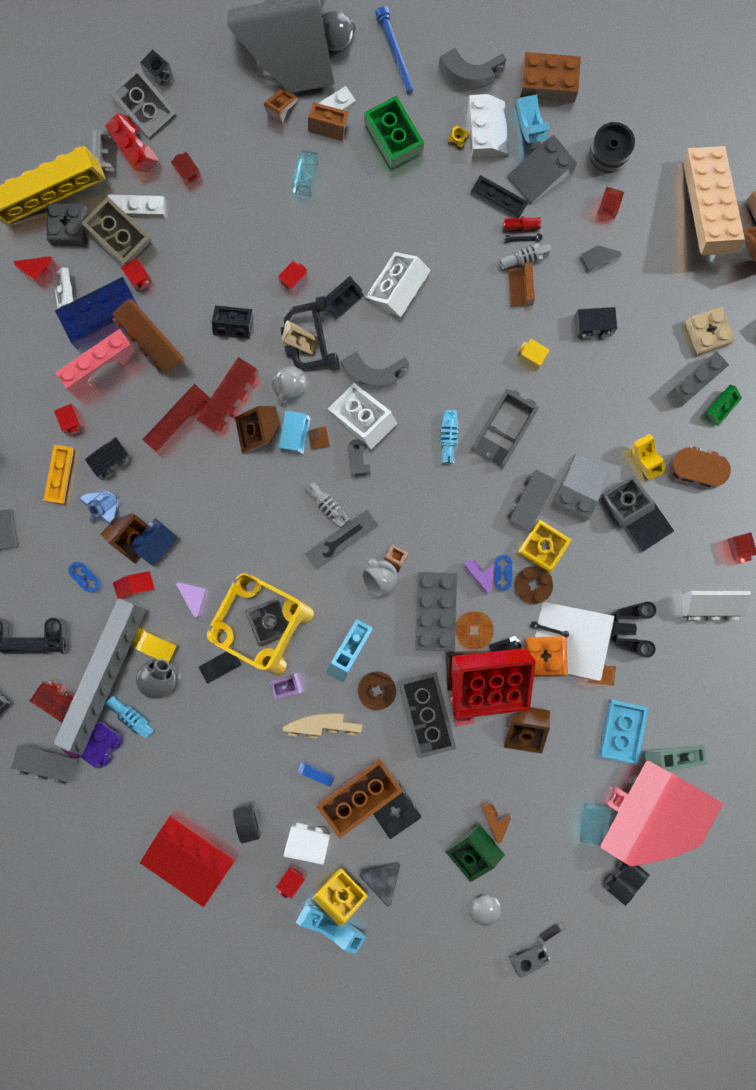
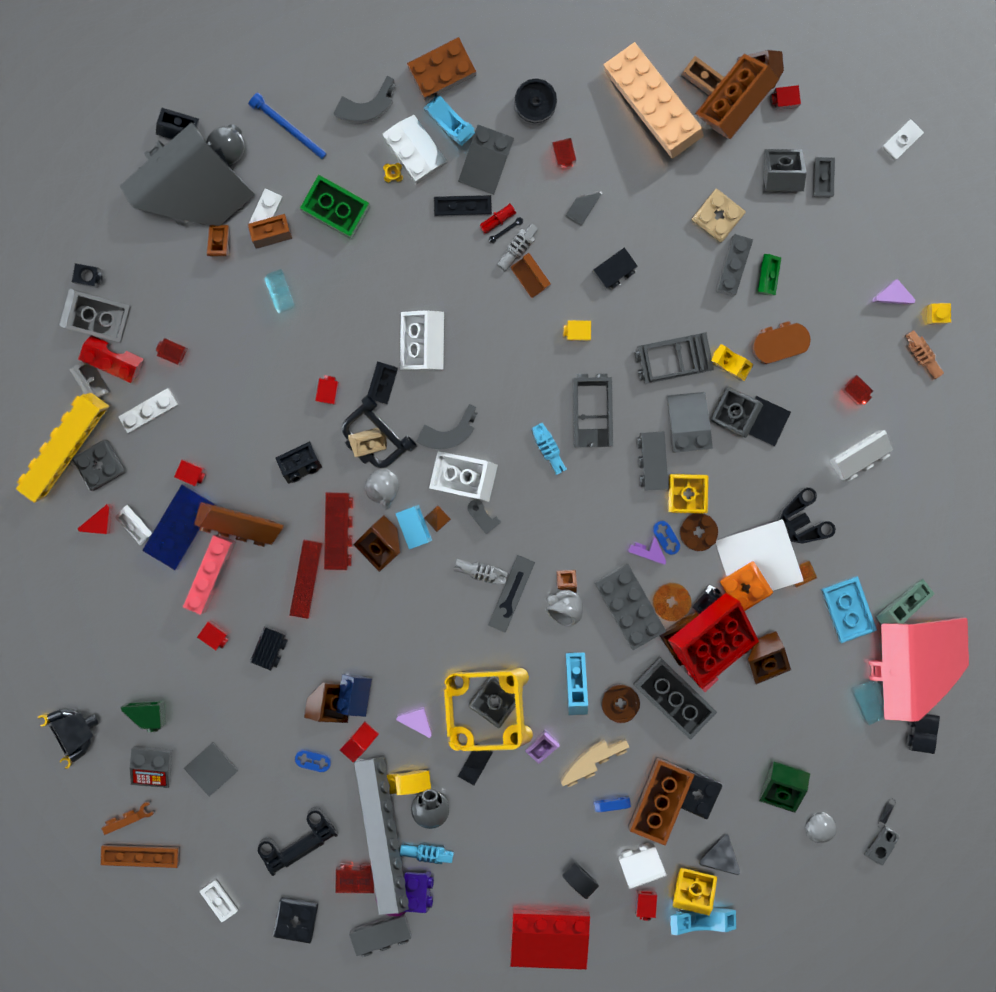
camera: 25 degrees left, 5 degrees up
(58, 474) = (234, 687): light orange plate -> none
(101, 504) = (289, 691): medium blue brick -> none
(116, 231) = (150, 448): dark tan brick -> none
(497, 826) = (790, 753): dark orange slope -> none
(535, 625) = (720, 565): black hinge -> none
(626, 434) = (700, 353): none -> dark grey door

